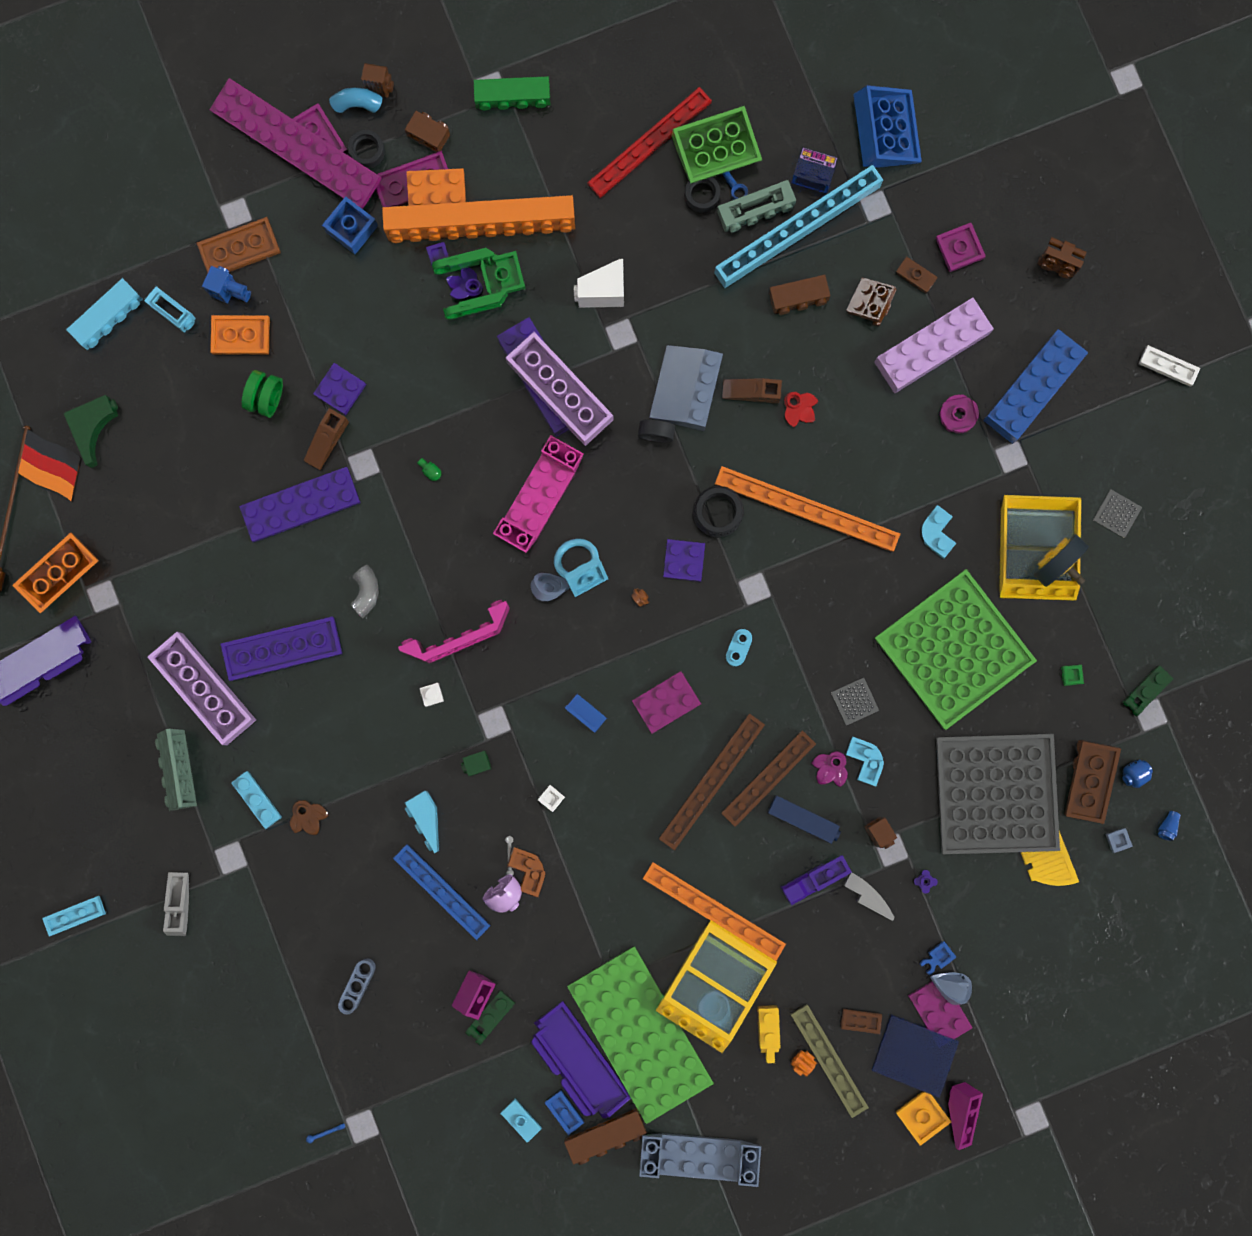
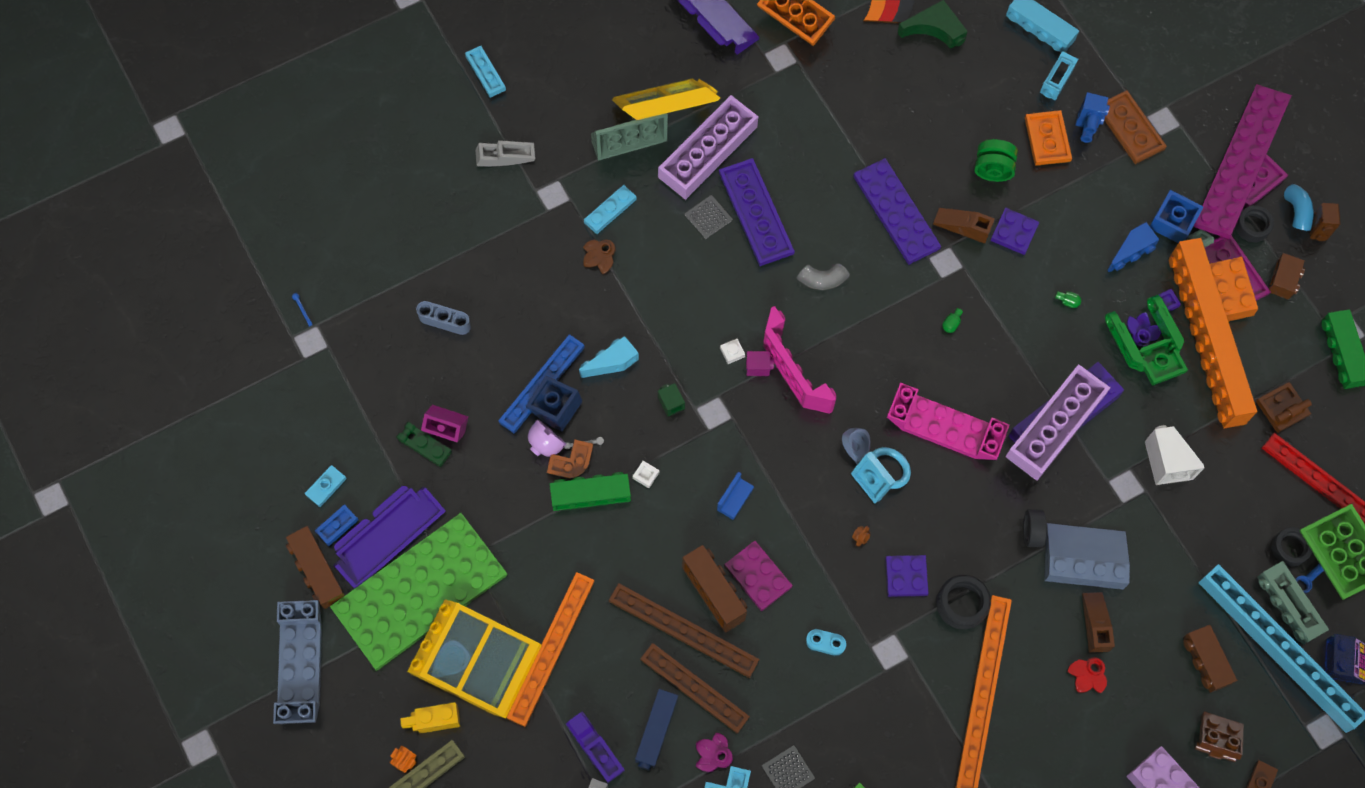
camera: 80 degrees right, 15 degrees down
(144, 727) = (666, 98): none -> yellow window
(278, 698) = (708, 216): none -> dark grey sticker
(371, 272) = (1139, 241): none -> blue slope
(375, 205) = (1206, 238): none -> sand green tile
(421, 350) = (1069, 299): none -> green cylinder
(450, 670) = (759, 363): none -> magenta brick
(466, 882) = (554, 403): none -> dark blue slope
(562, 856) = (590, 491): none -> green brick
(563, 167) = (1284, 407): none -> reddish brown plate
(678, 747) = (714, 588): none -> reddish brown brick

